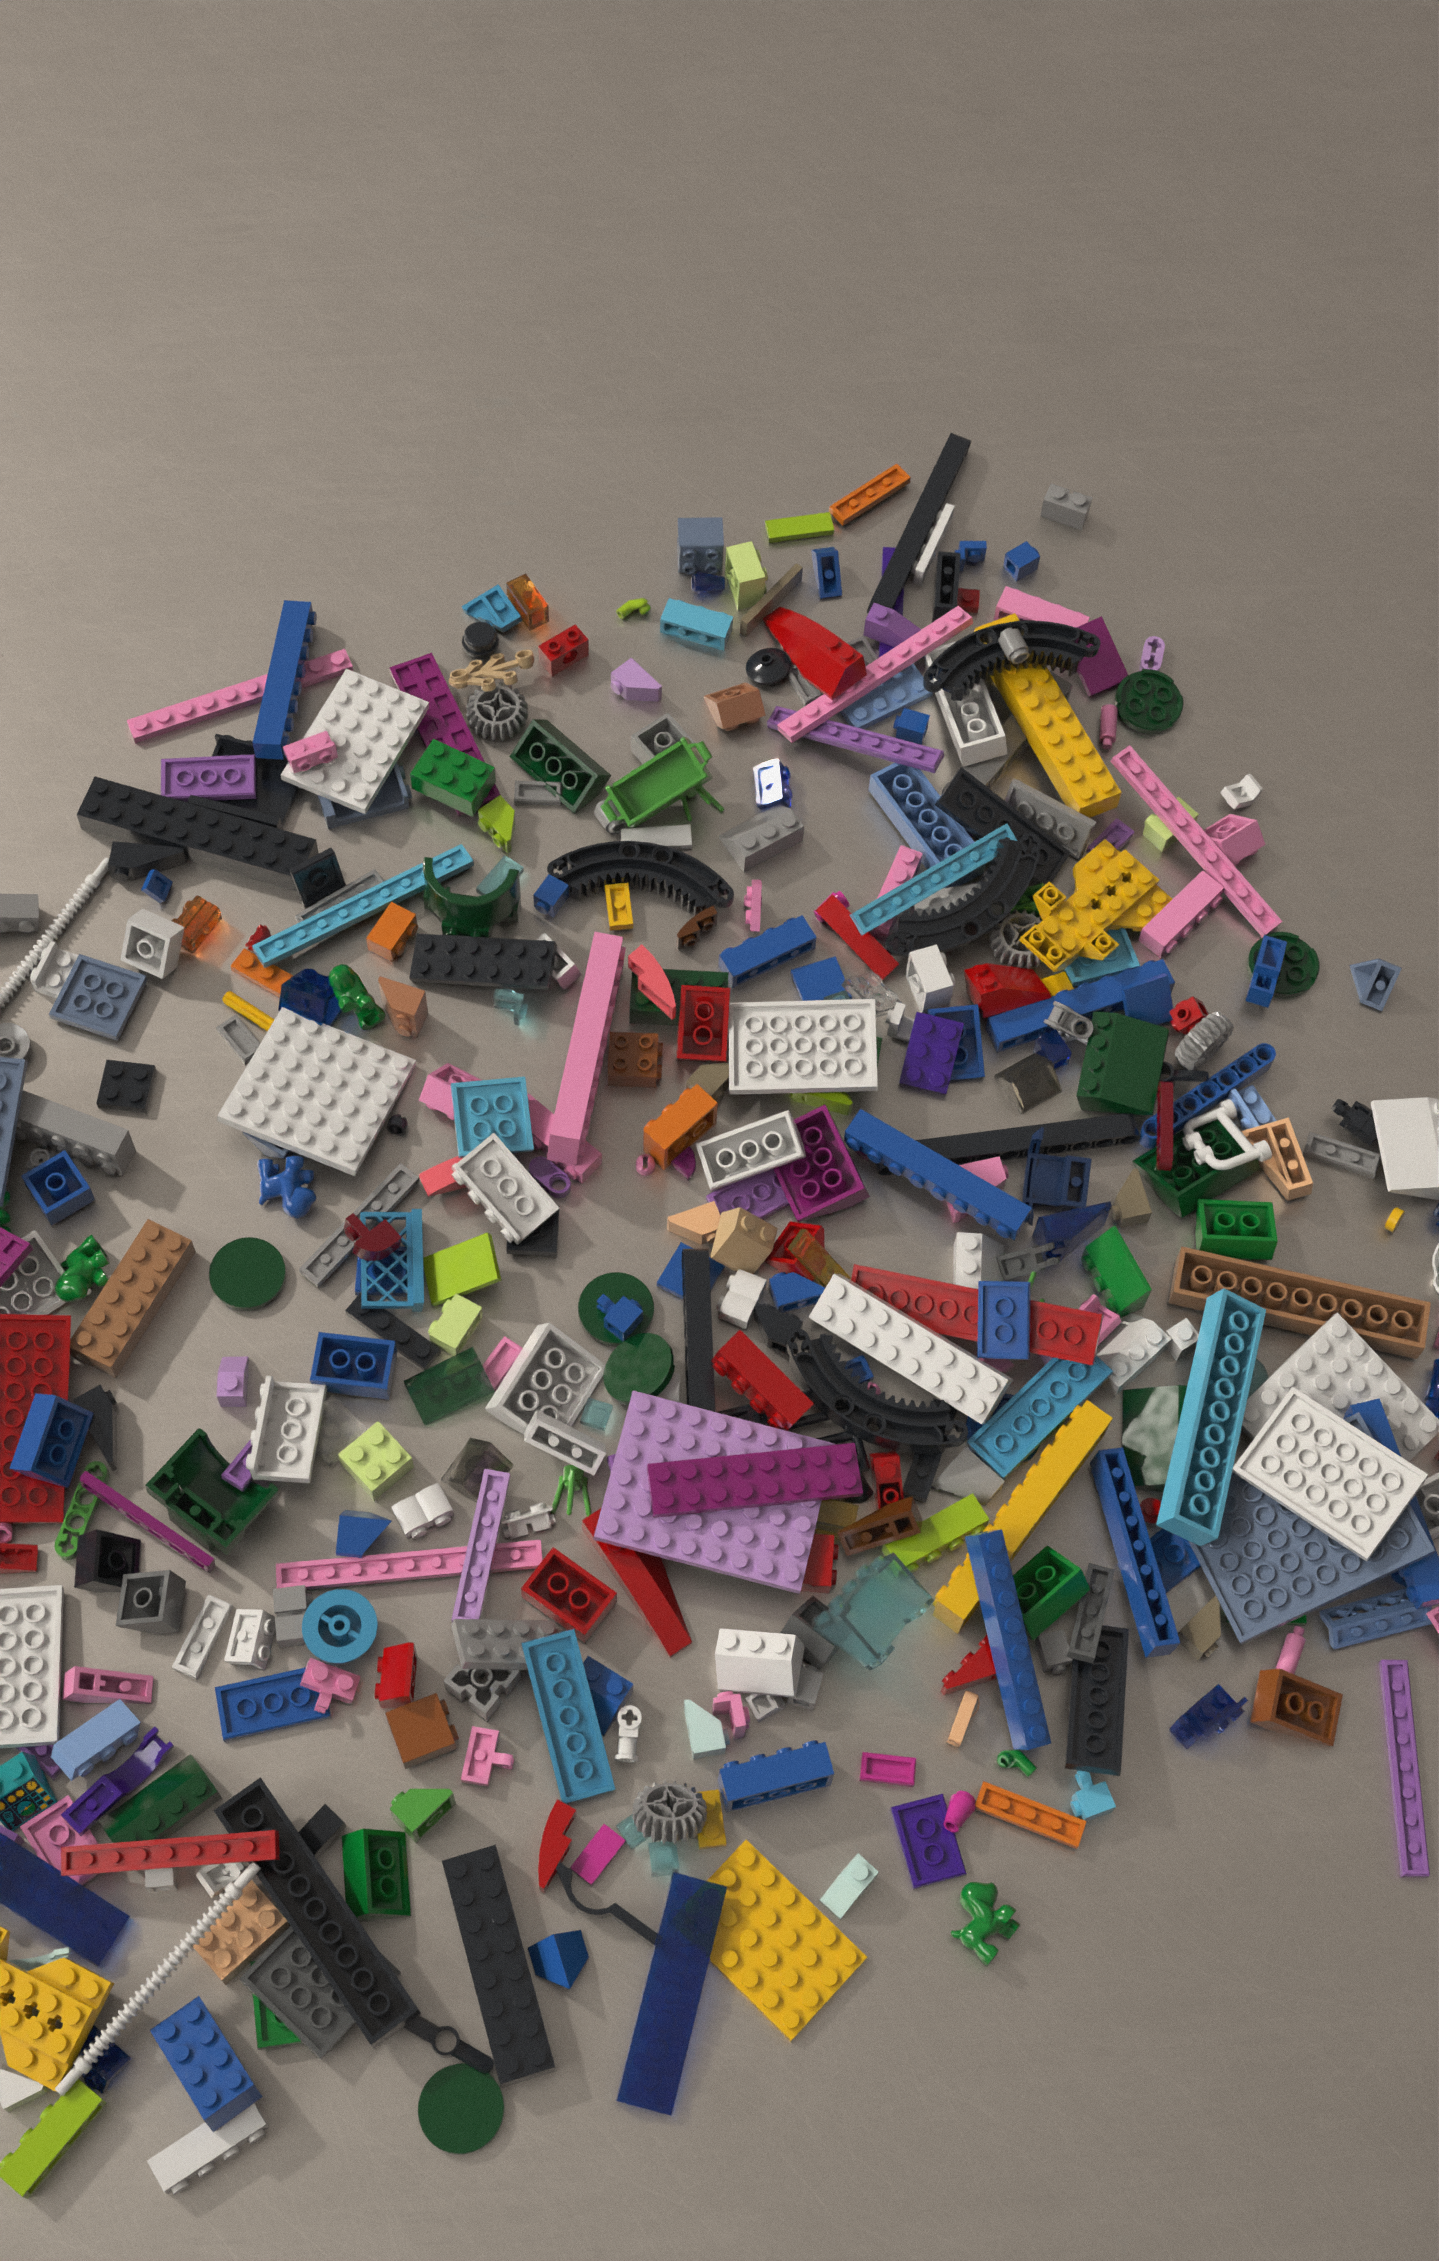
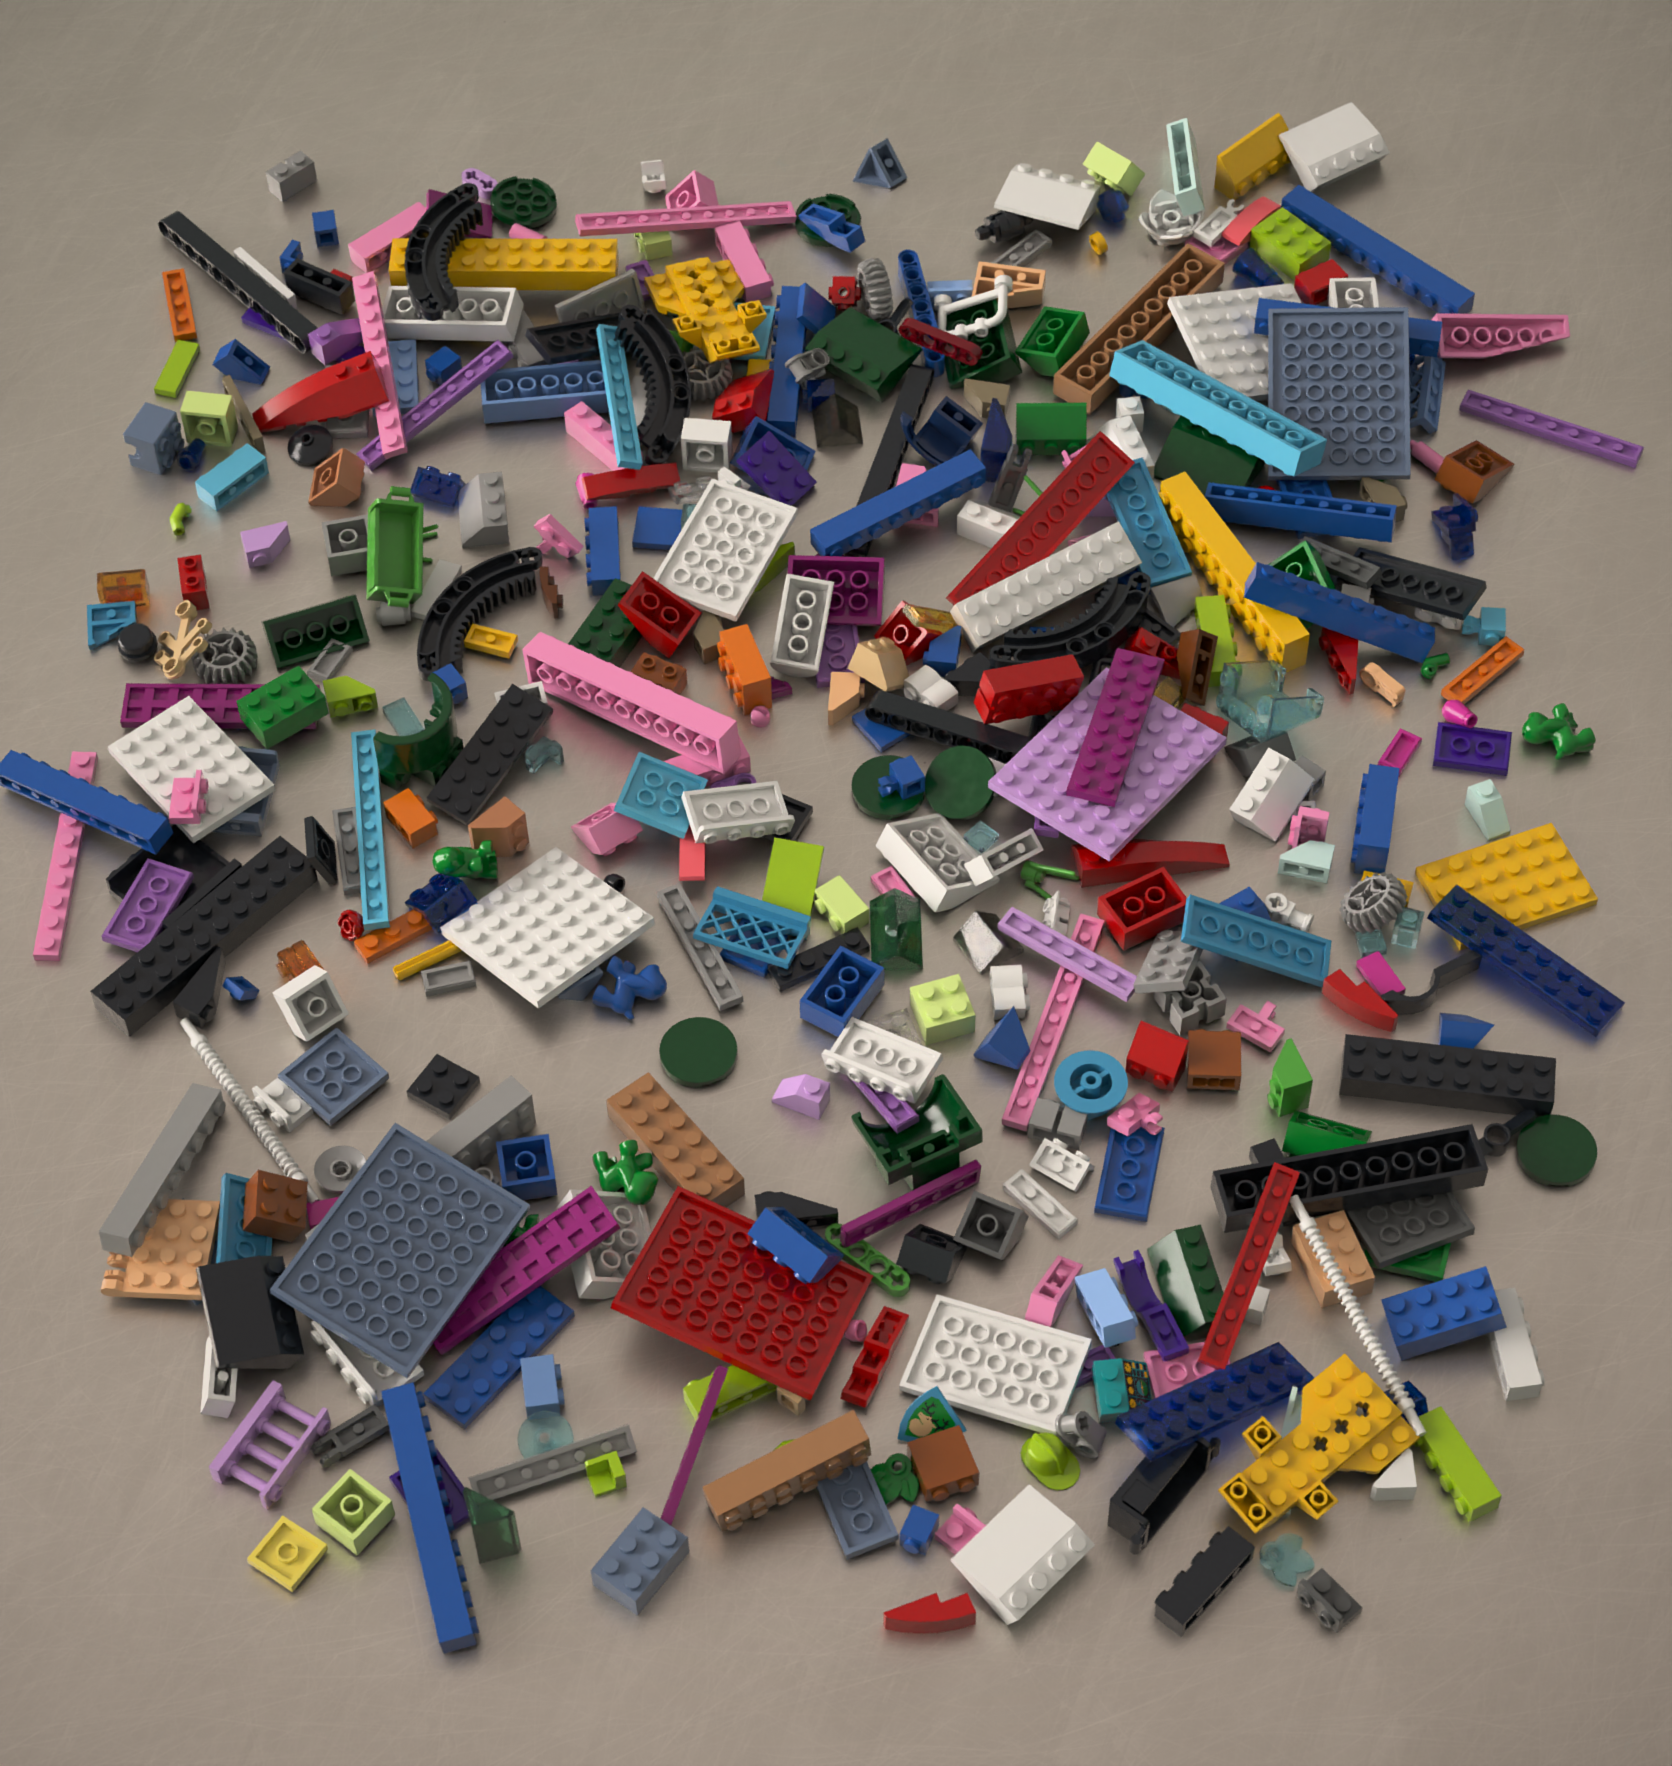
camera: 60 degrees left, 10 degrees down
(374, 1243) = (730, 930): dark red brick -> none
(652, 980) = (599, 626): coral slope -> none
(1004, 1319) = (1062, 504): blue tile -> none
(1013, 645) = (440, 236): light grey brick -> none
(1330, 1473) = (1310, 346): white plate -> none

